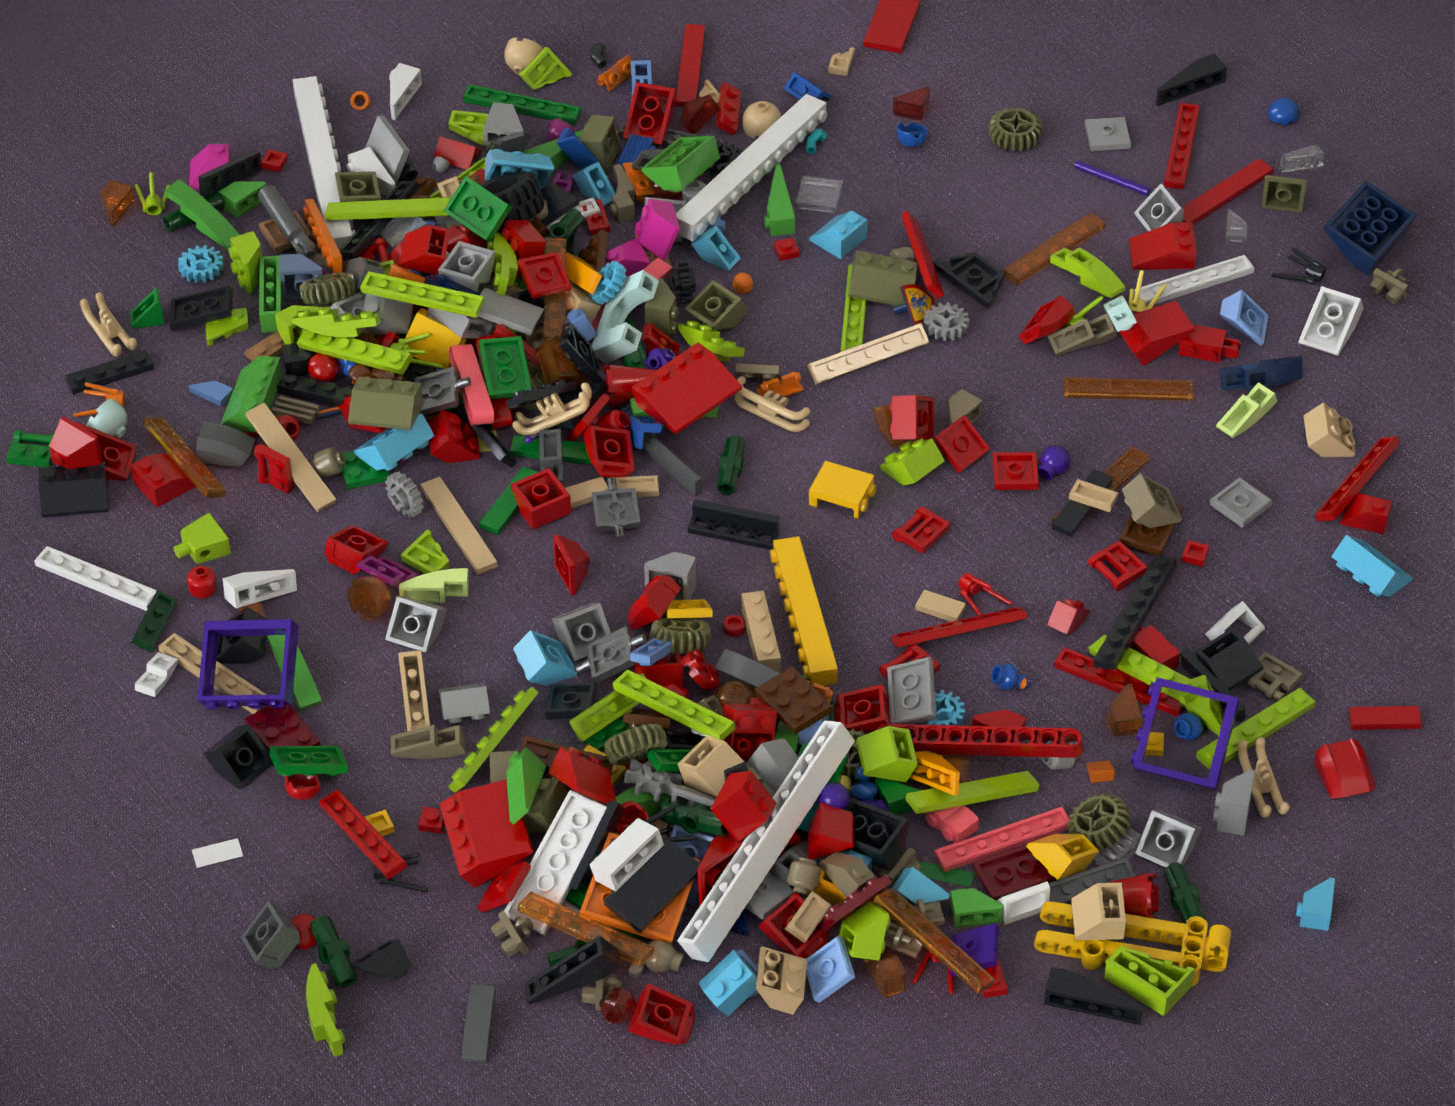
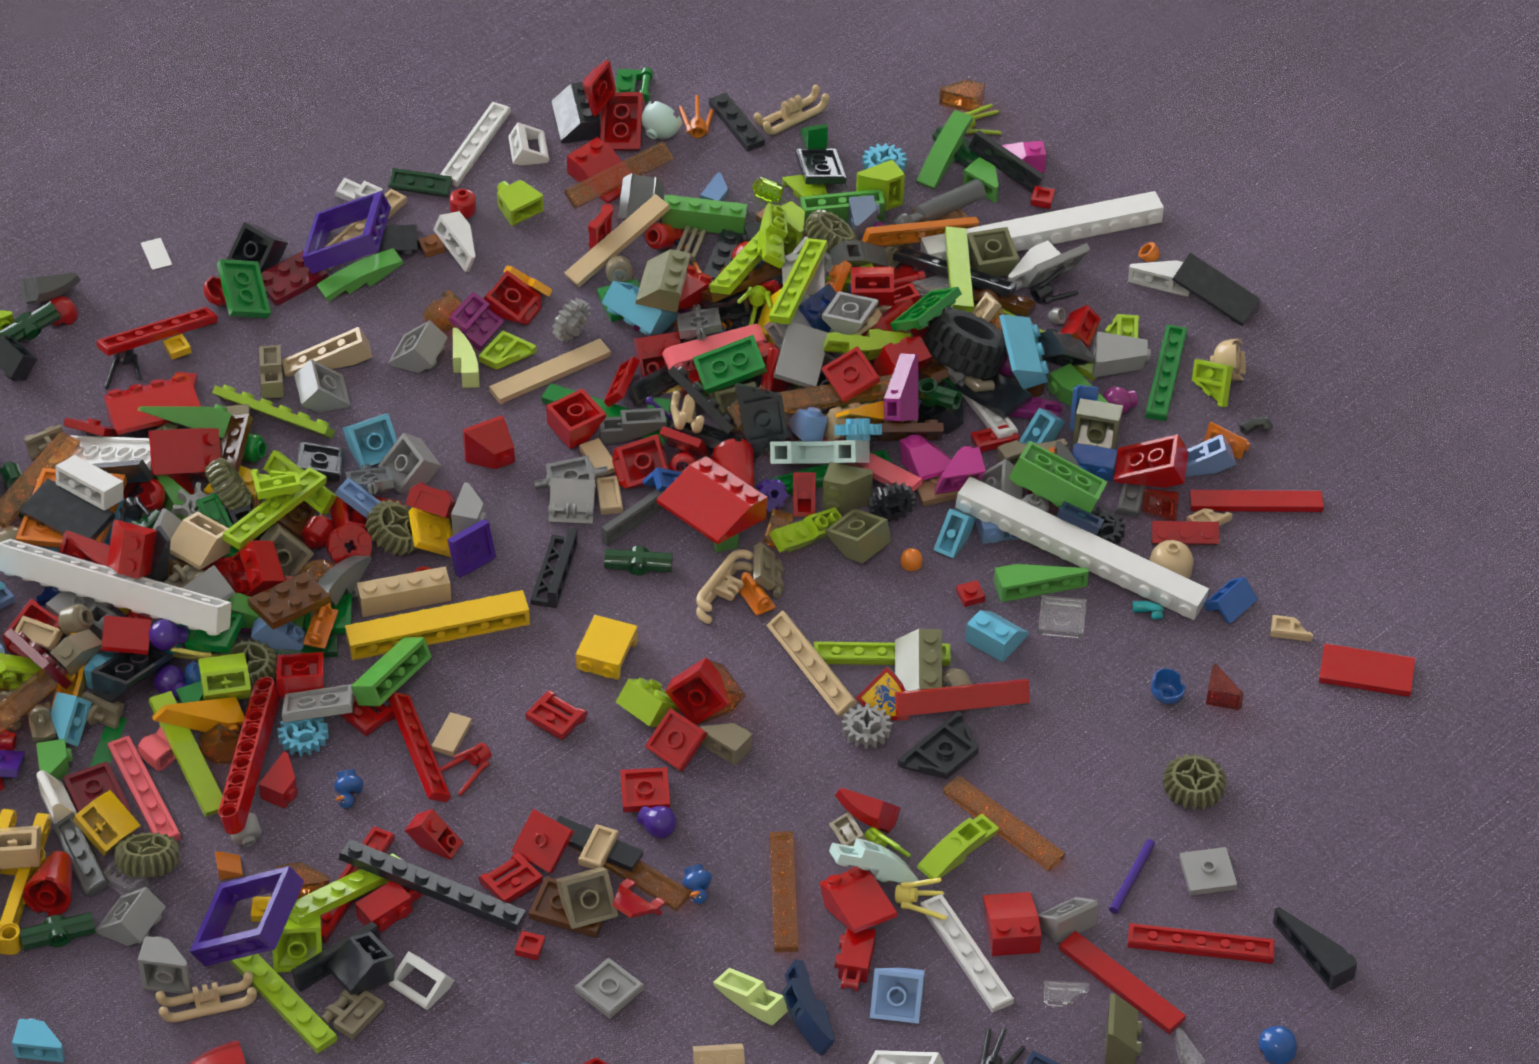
camera: 85 degrees right, 0 degrees up
(113, 534) = (519, 145): none -> white tile
(224, 350) = (767, 189): none -> clear neon green brick
(322, 539) = (531, 282): none -> light orange tile
(431, 53) = (1216, 289): none -> black slope
(491, 465) = (621, 381): none -> red tile
(574, 237) = (902, 392): none -> magenta slope
(647, 699) = (276, 483): none -> lime wing
(651, 507) = (571, 500): none -> light grey hinge
(714, 576) = (472, 548): none -> dark purple plate
(725, 156) = (1080, 518): none -> dark blue plate
(873, 637) = (391, 671): none -> bright green brick
(1081, 536) = (543, 841): none -> red plate
(1124, 438) = (697, 880): none -> blue animal
(1160, 471) = (632, 904): none -> red flag

